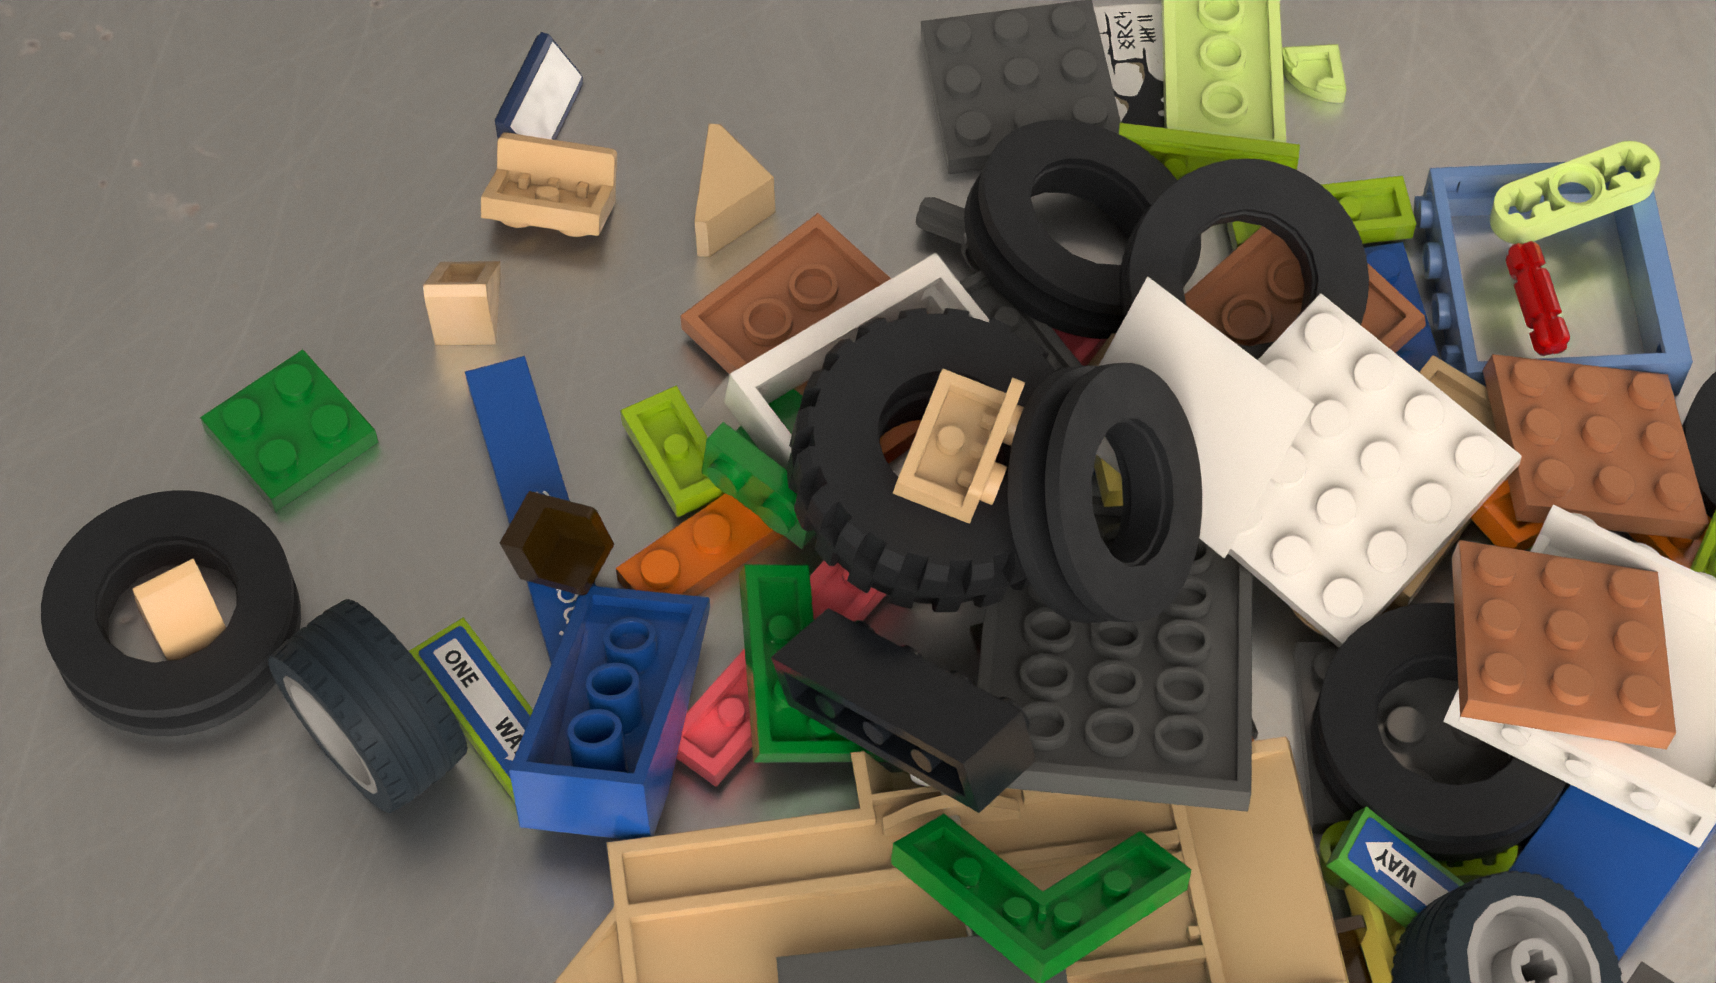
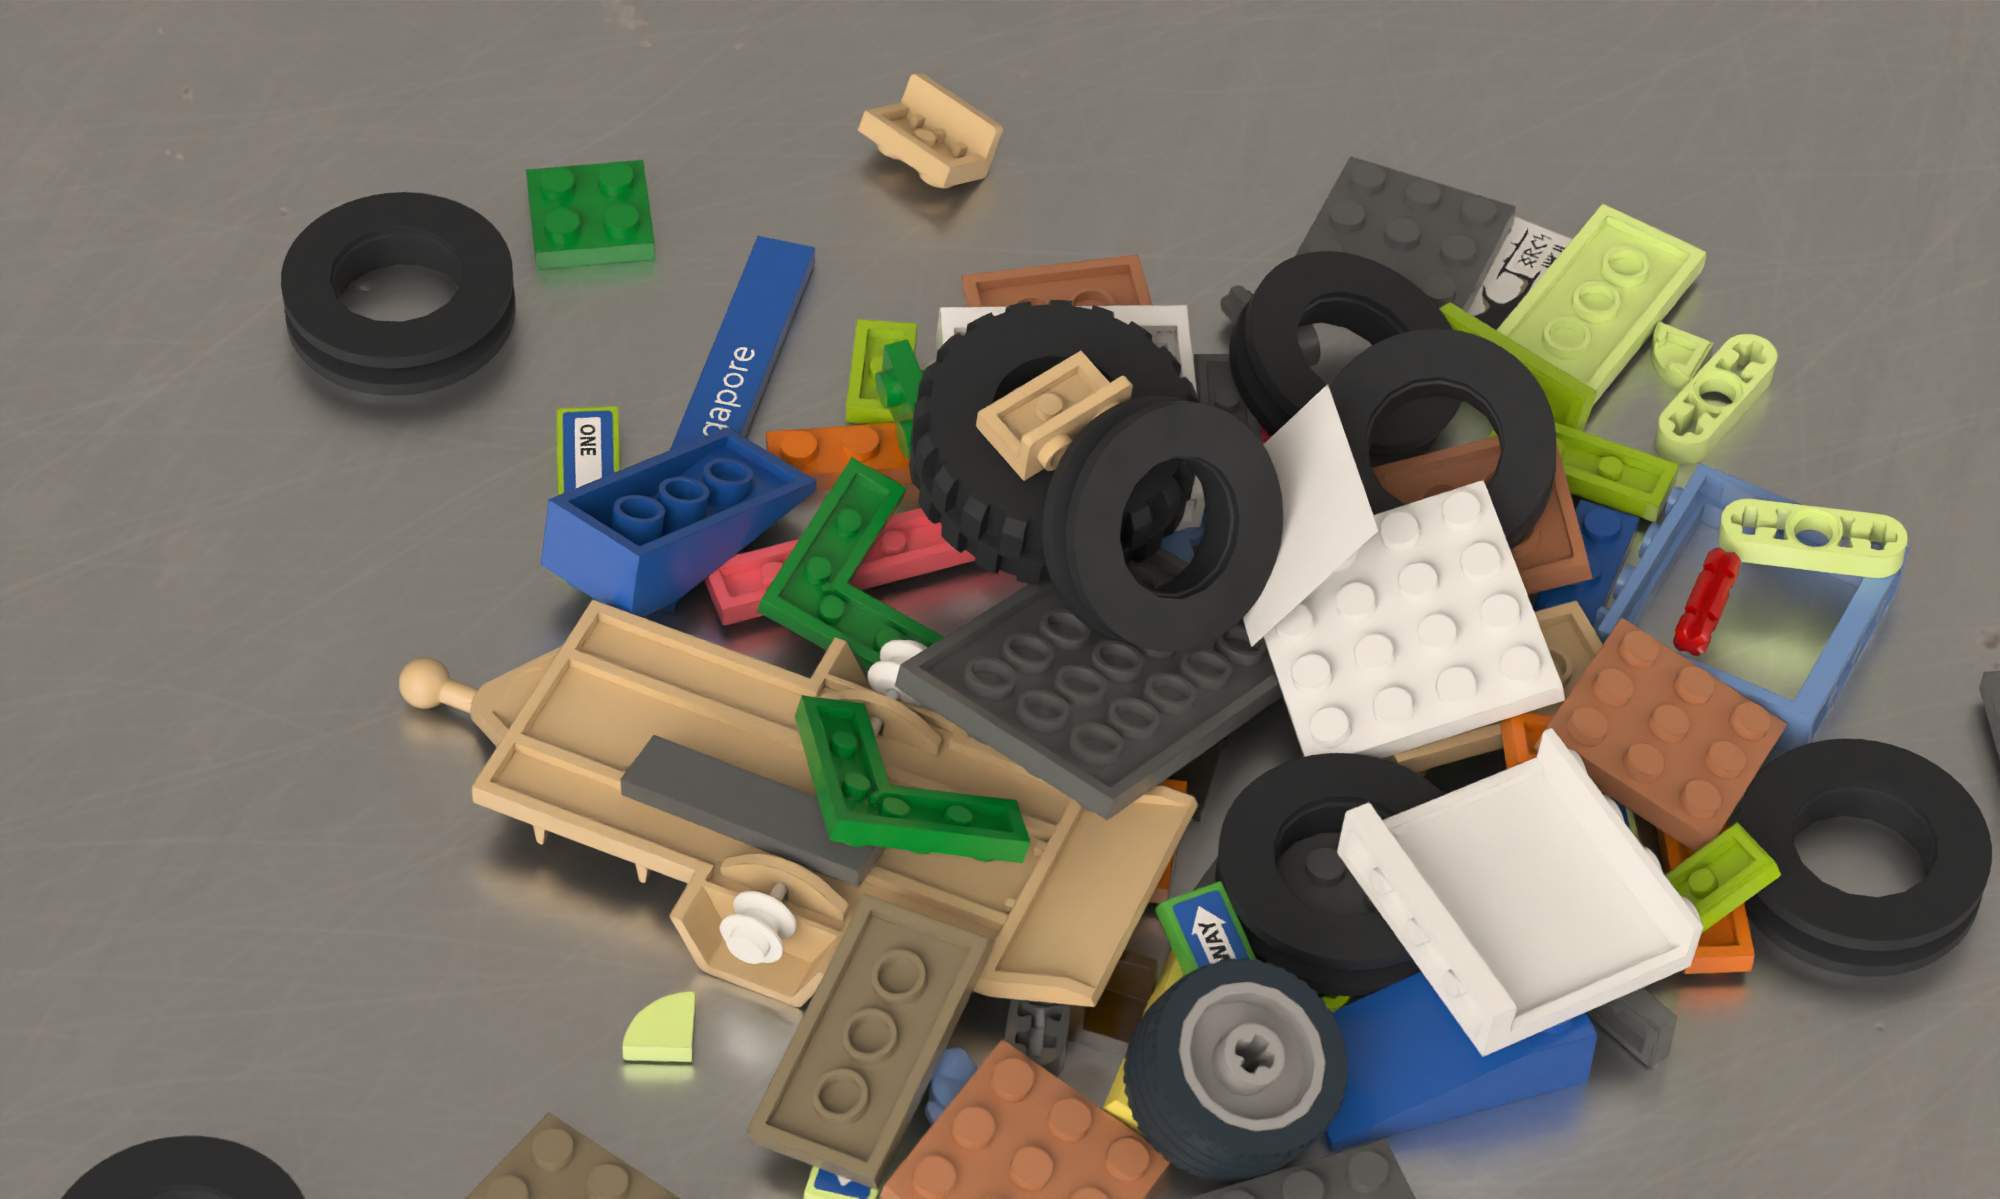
camera: 30 degrees right, 10 degrees down
(179, 611) = (399, 280): tan slope -> none
(368, 705) = (484, 411): black wheel -> none
(464, 302) = (795, 186): tan slope -> none
(540, 92) = (981, 62): flat silver slope -> none
(557, 543) = (723, 380): dark brown panel -> none
(732, 193) = (1073, 208): tan slope -> none
(905, 709) = (883, 602): black brick -> none
(1363, 114) = (1712, 420): none -> yellowish green beam
(1561, 645) = (1467, 828): nougat plate -> none

